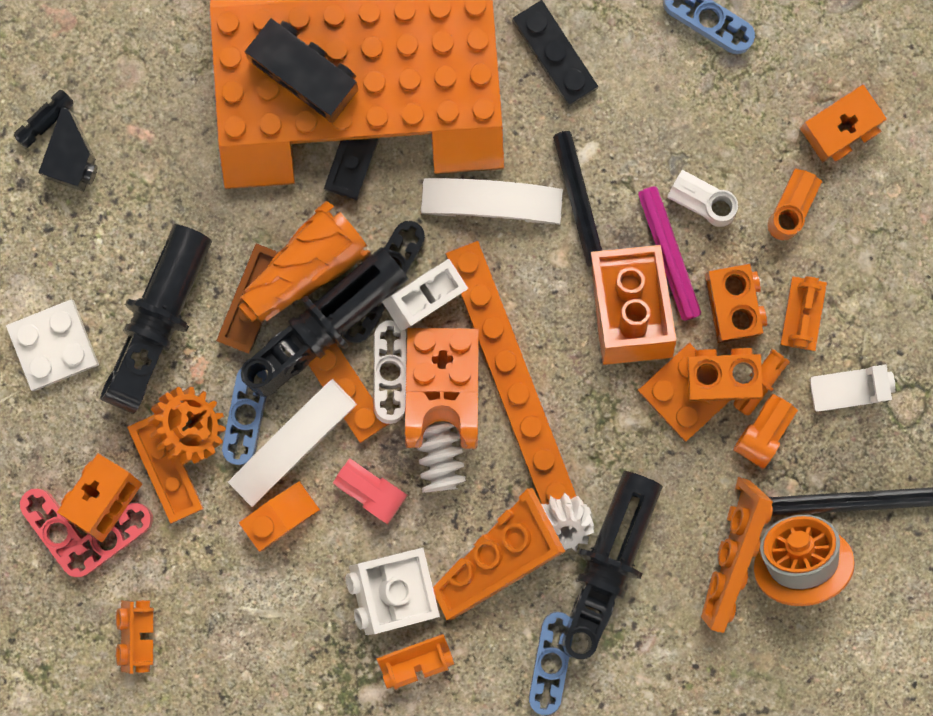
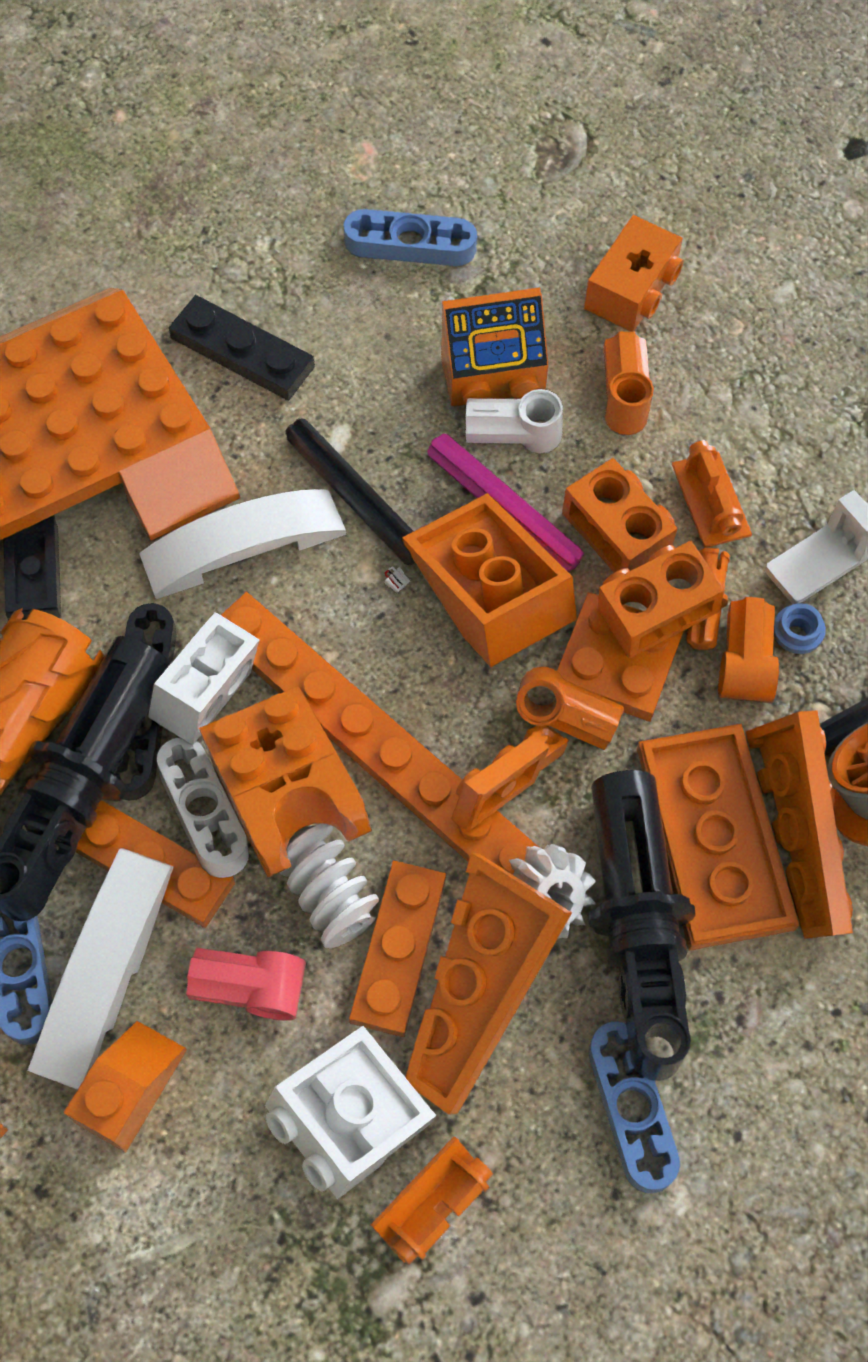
camera: 25 degrees left, 20 degrees down
(465, 510) = (398, 949): none -> orange plate
(576, 273) = (397, 580): none -> white piece
(581, 439) = (507, 776): none -> orange hinge
(634, 413) = (573, 710): none -> orange piece
(684, 532) = (718, 837): none -> orange tile
(715, 146) = (494, 346): none -> slope
(818, 428) = (802, 616): none -> medium blue plate

